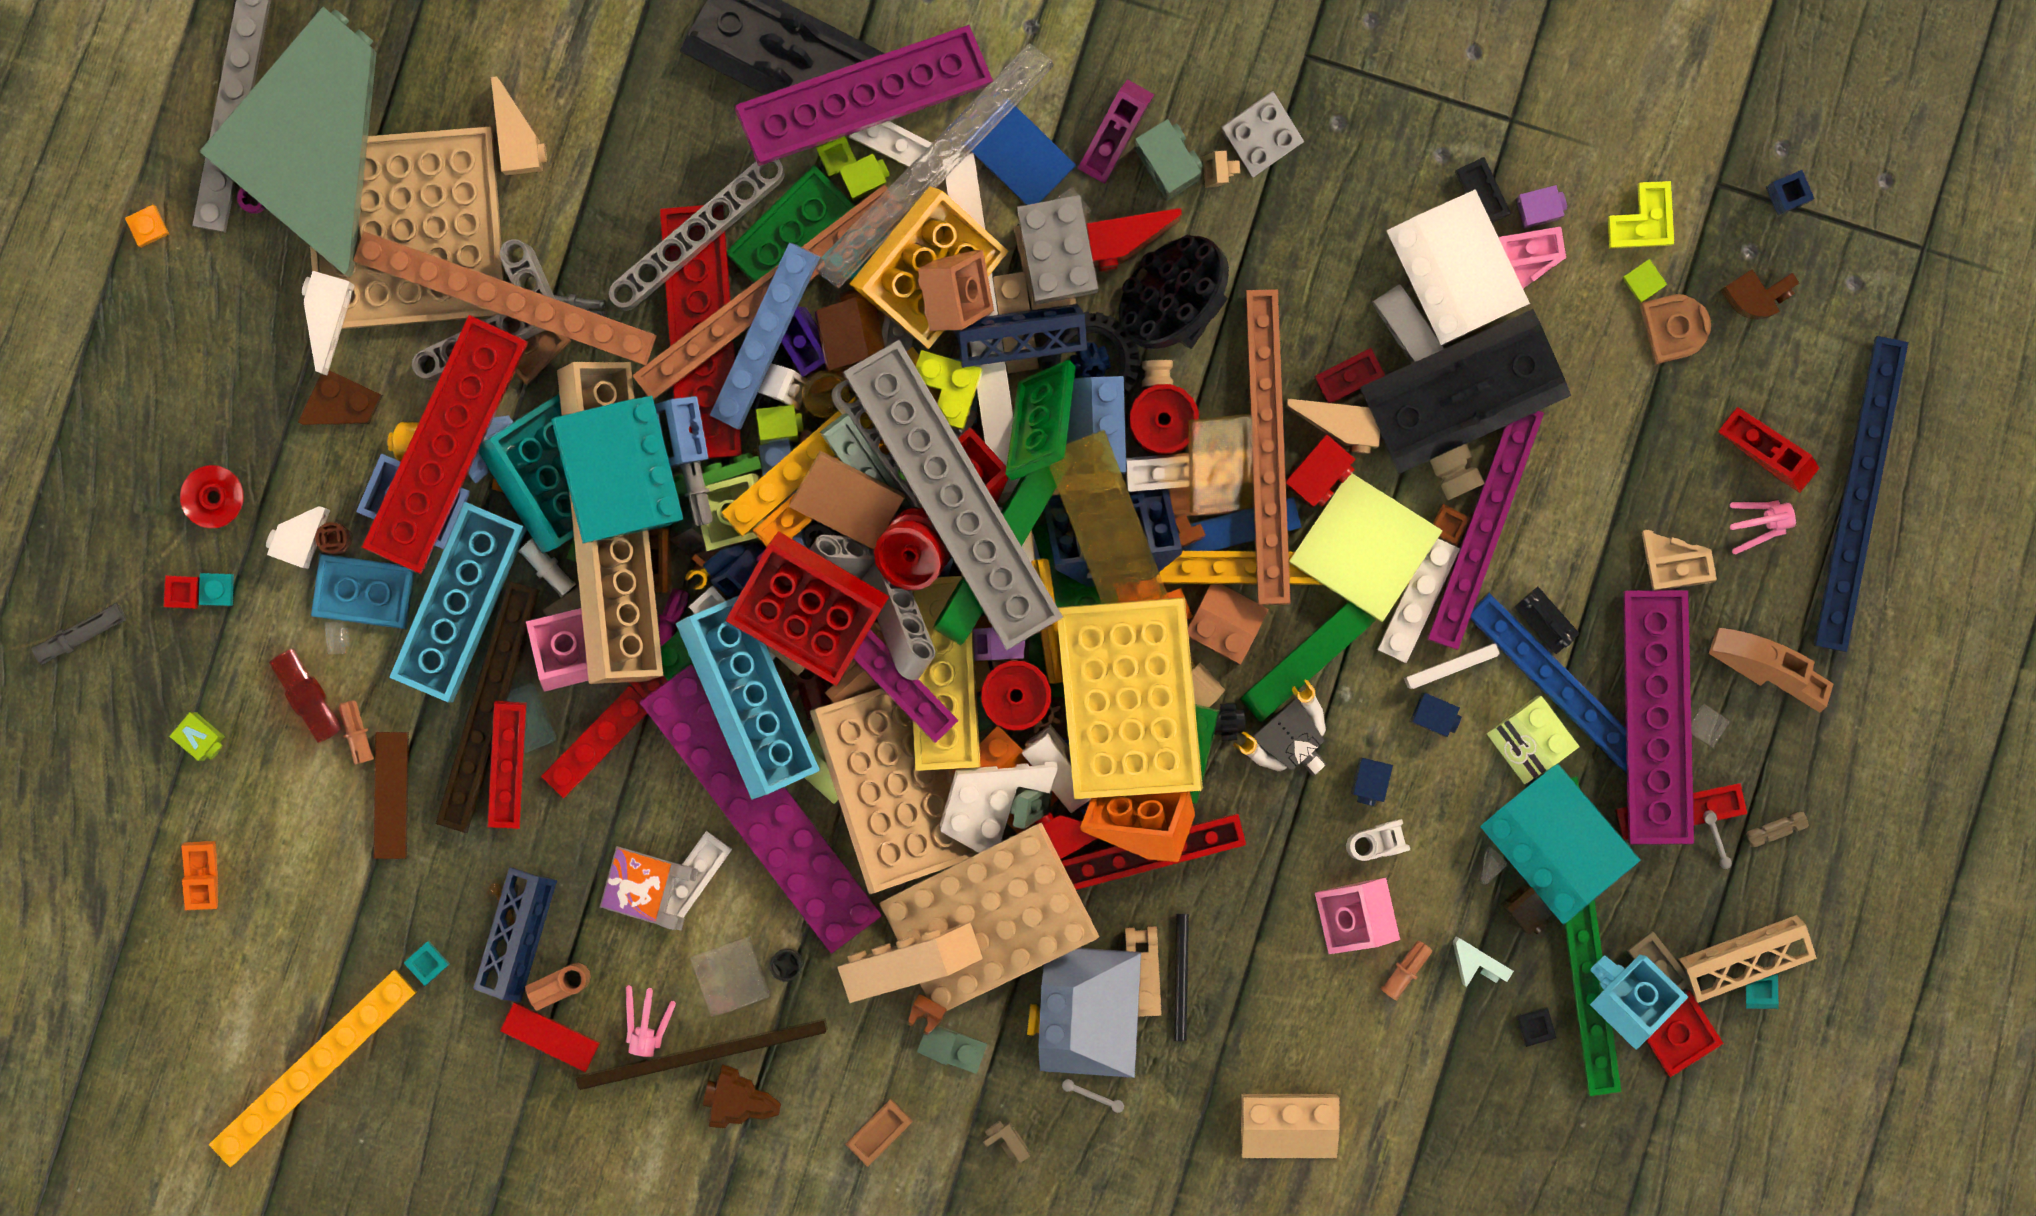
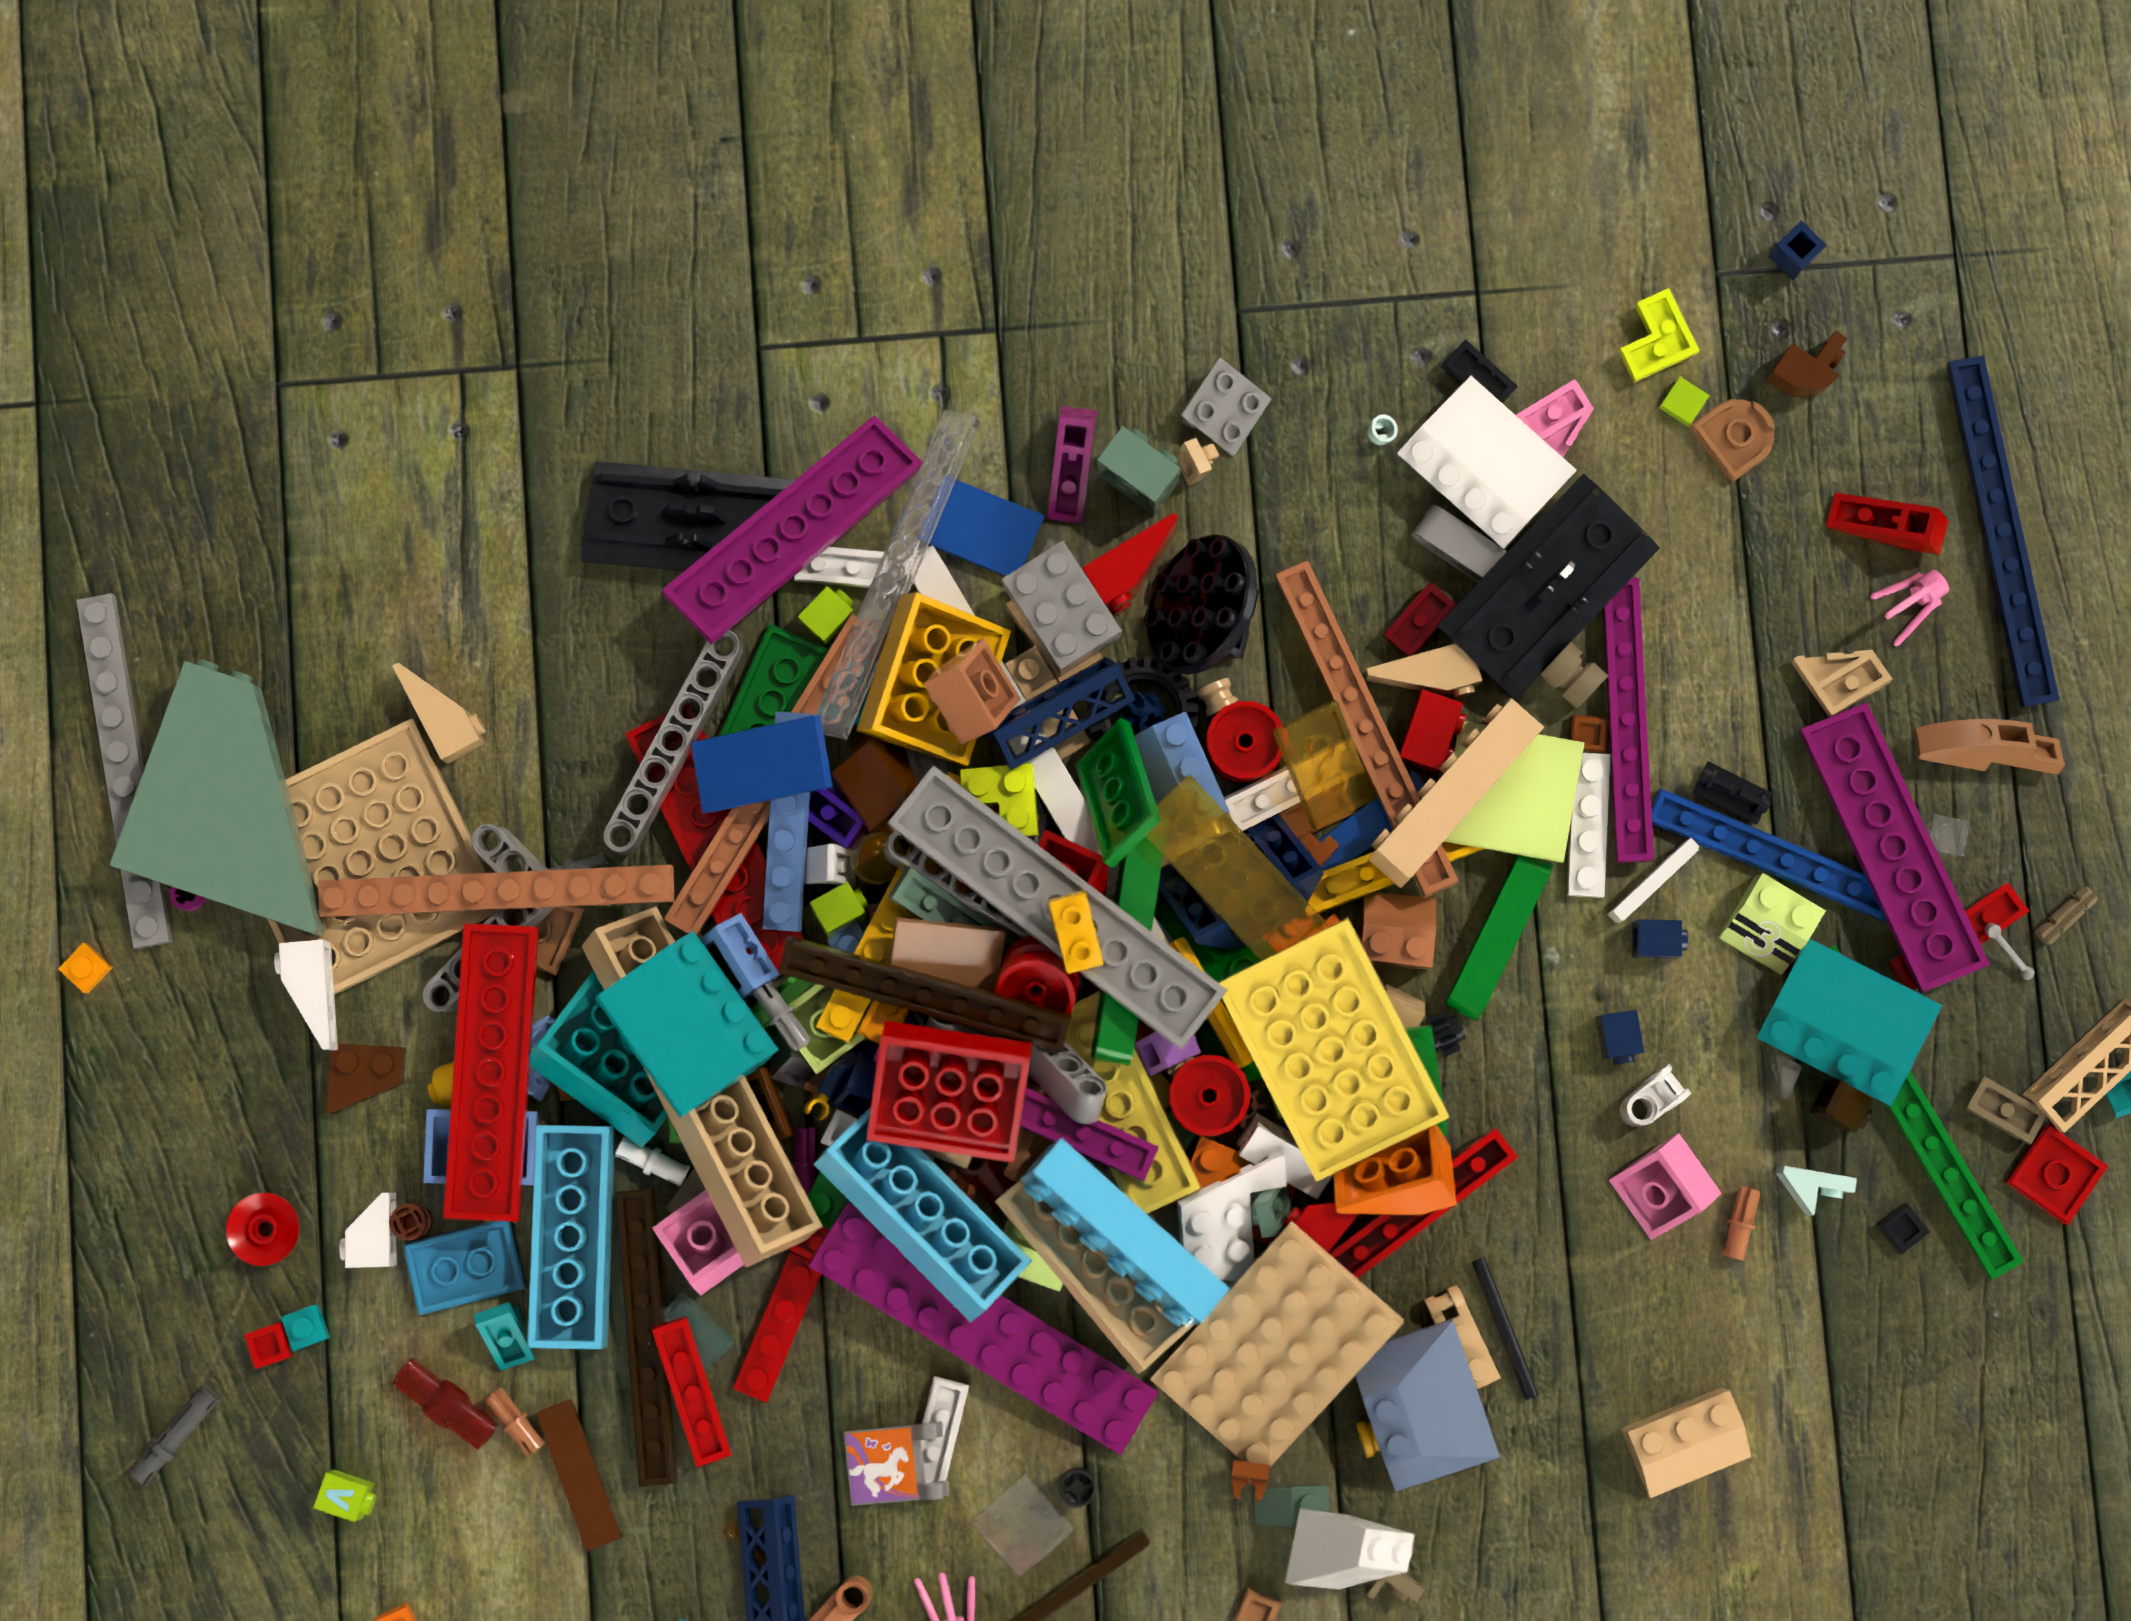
camera: 20 degrees left, 5 degrees down
(336, 637) = (455, 1327): clear plate -> none
(374, 660) = (505, 1335): none -> teal slope
(760, 281) = (761, 764): none -> blue tile
(819, 522) = (925, 994): none -> dark brown tile
(836, 155) = (788, 605): lime tile -> none
(901, 778) = (1123, 1234): none -> medium azure brick
(909, 962) = (1210, 1431): tan wedge -> none
(959, 521) = (1075, 931): none -> yellow plate
(978, 1100) = (1345, 1550): none -> white slope
(1116, 1105) = (1492, 1495): light grey hinge -> none
(1290, 736) = (1514, 1022): torso -> none
(1318, 530) = (1455, 793): none -> tan brick
(1384, 198) = (1380, 423): none -> light aqua hinge
(1541, 206) = (1545, 367): medium lavender brick -> none
(1635, 997) = (1999, 1154): medium azure hinge -> none

